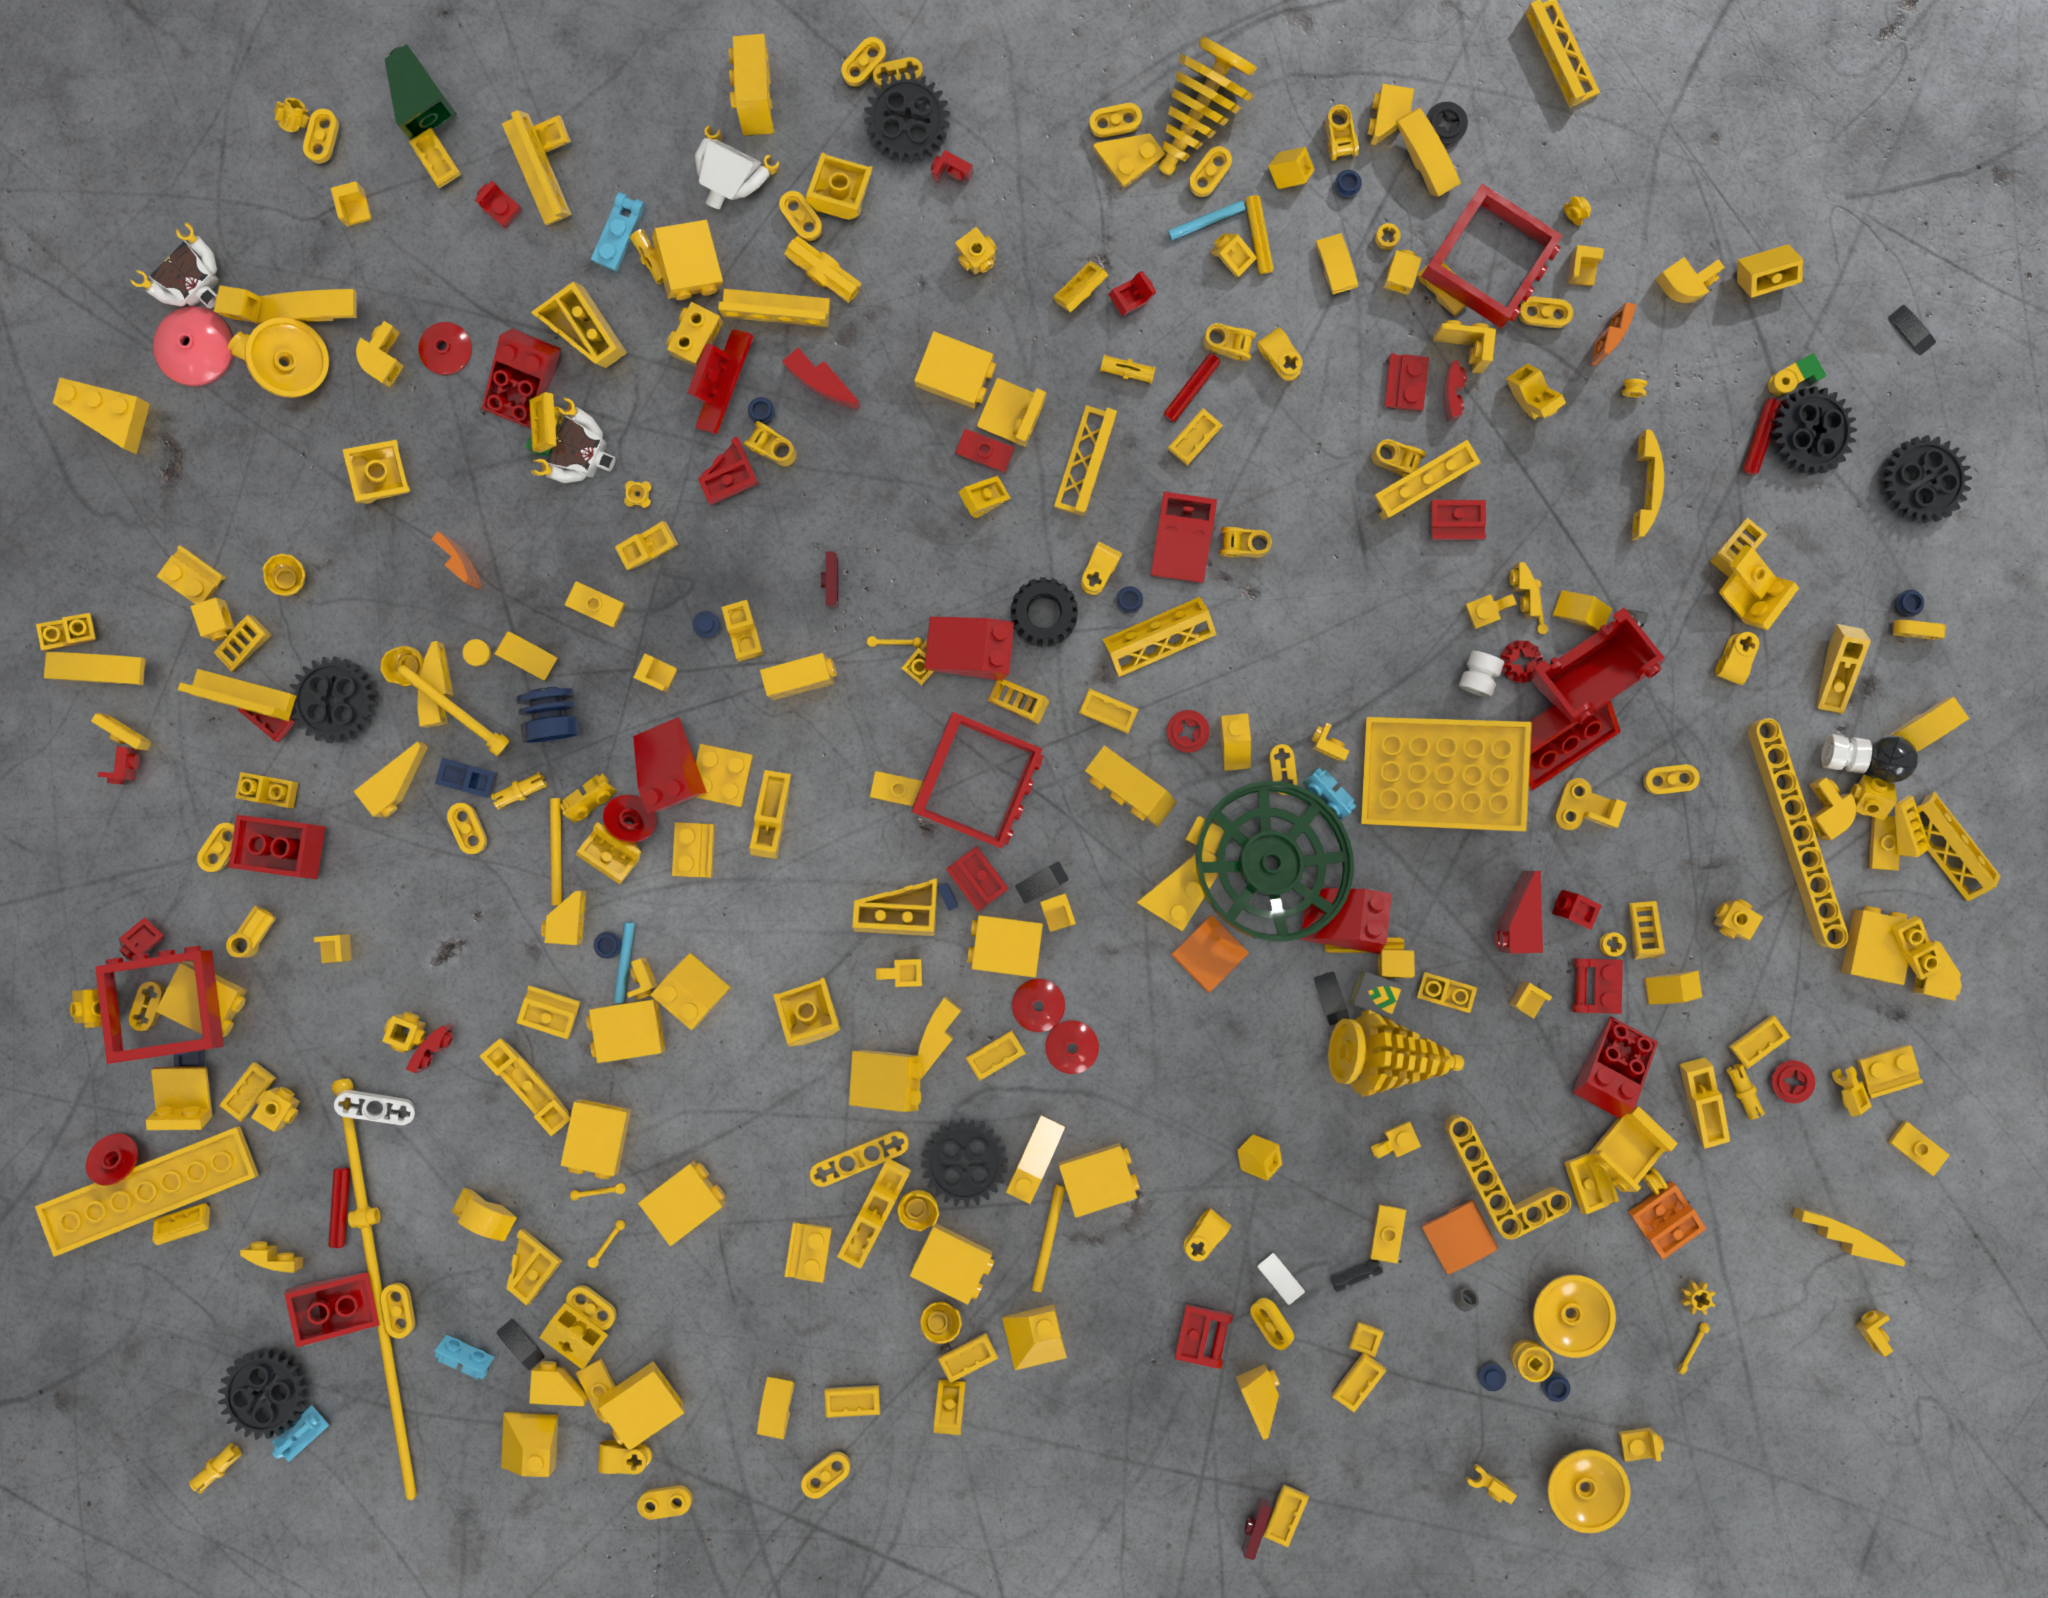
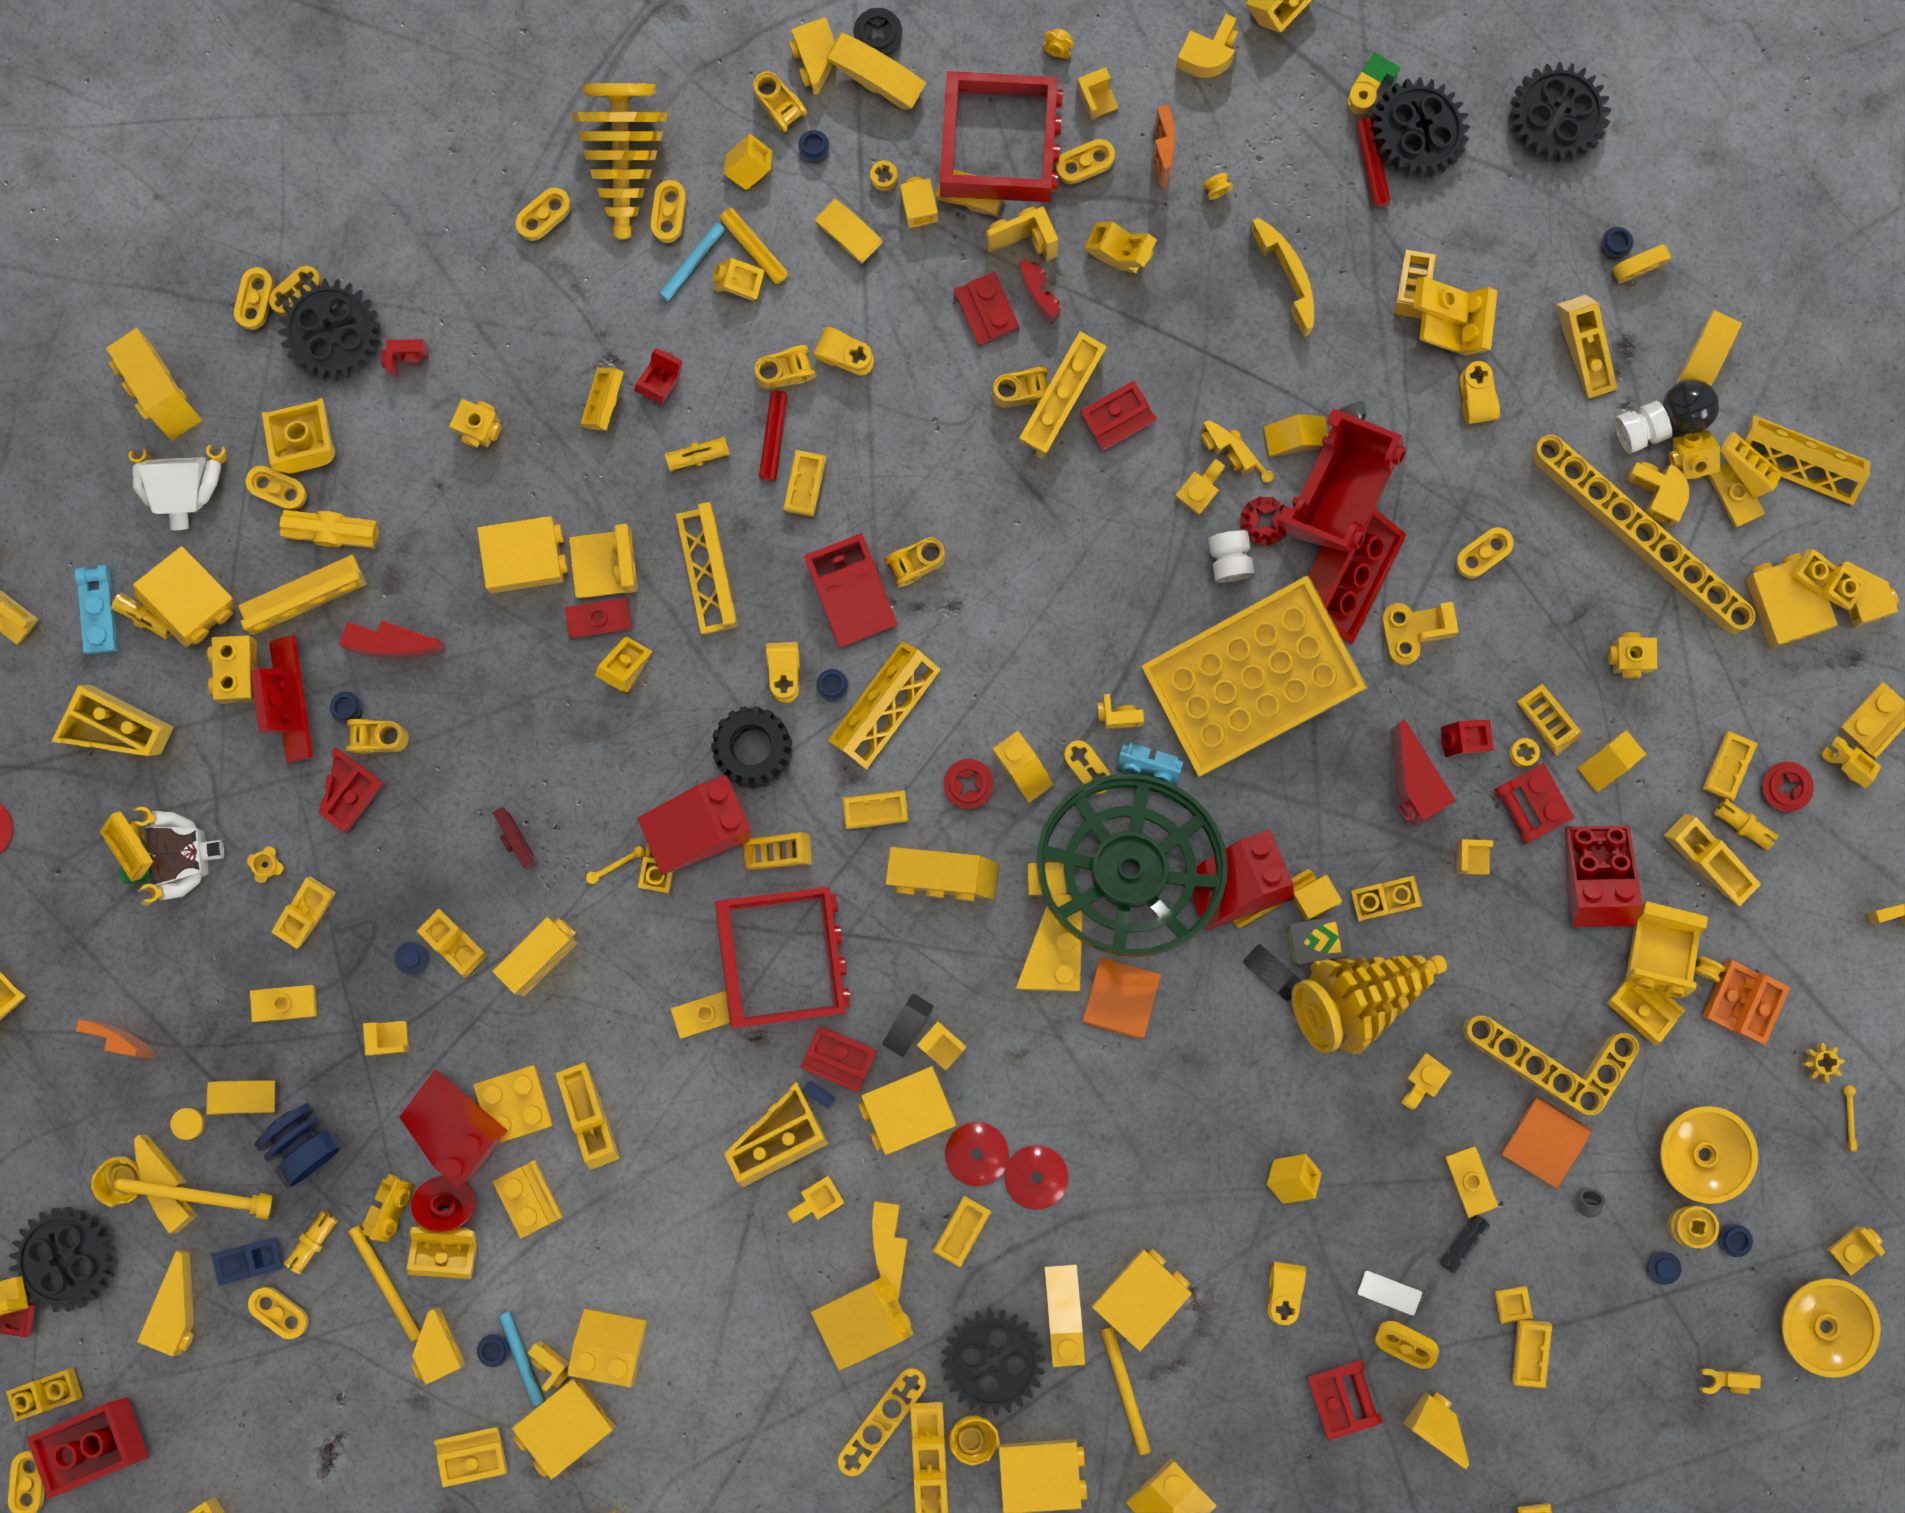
camera: 30 degrees left, 5 degrees down
(518, 374) = (73, 810): red slope -> none
(807, 1013) = (741, 1300): yellow slope -> none
(1129, 156) = (578, 242): yellow wing -> none

